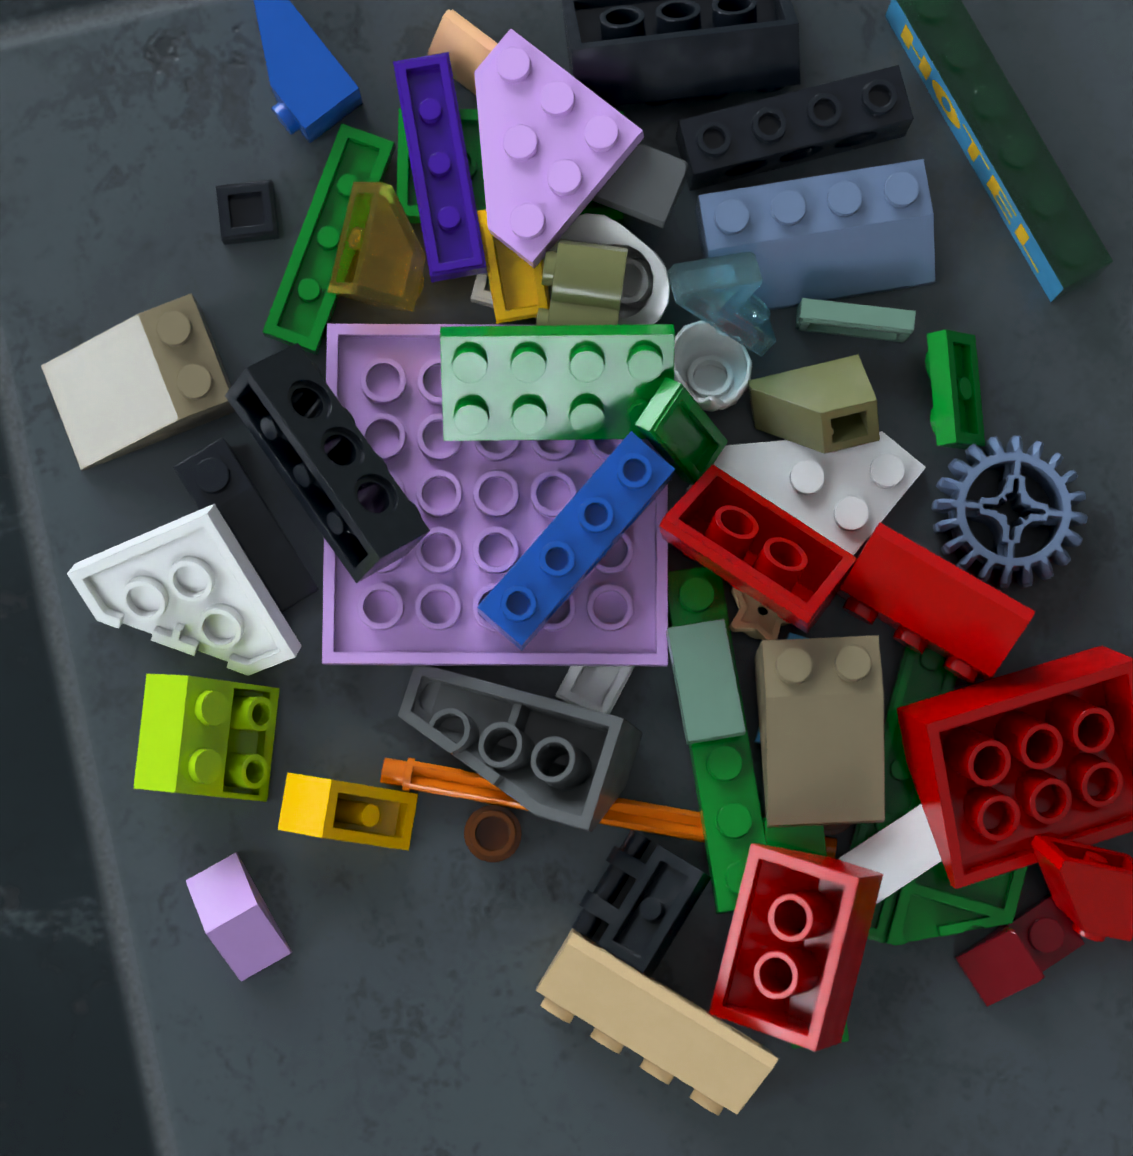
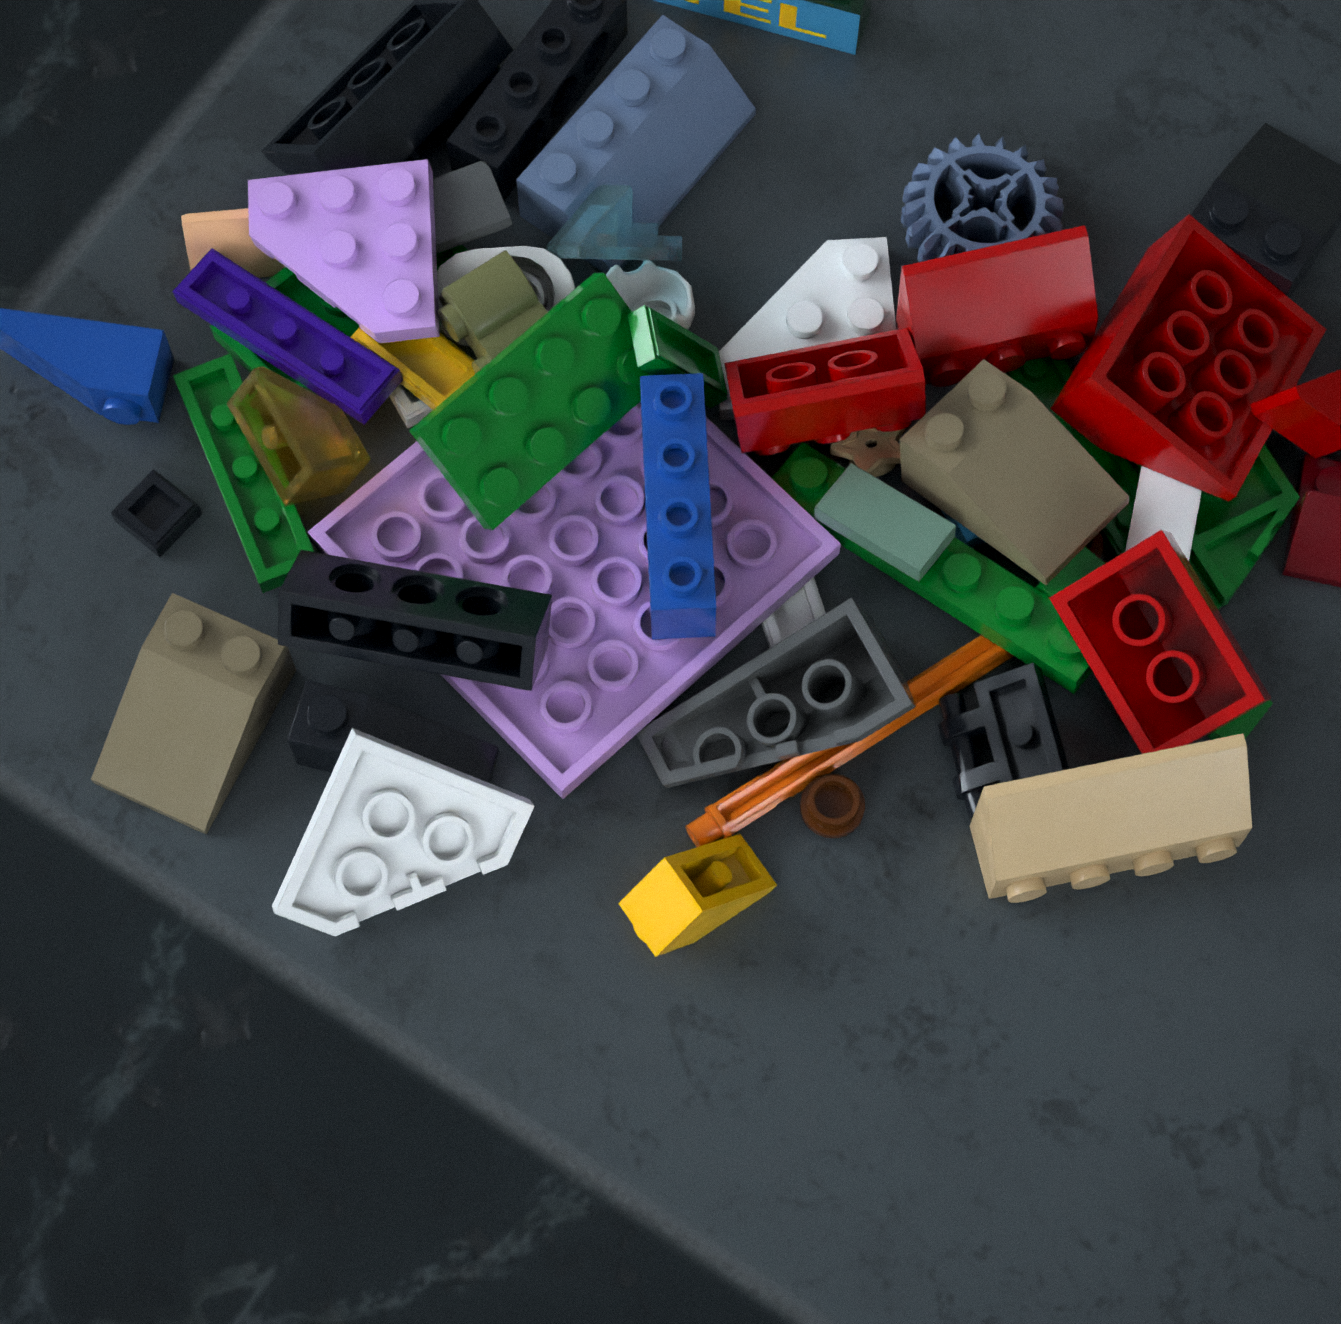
camera: 40 degrees left, 15 degrees down
(206, 737) = (519, 942): lime slope -> none
(237, 917) = (690, 1066): lavender slope -> none
(818, 405) = (761, 258): olive slope -> none
(855, 320) = (724, 179): sand green tile -> none
(955, 389) = (834, 152): green plate -> none

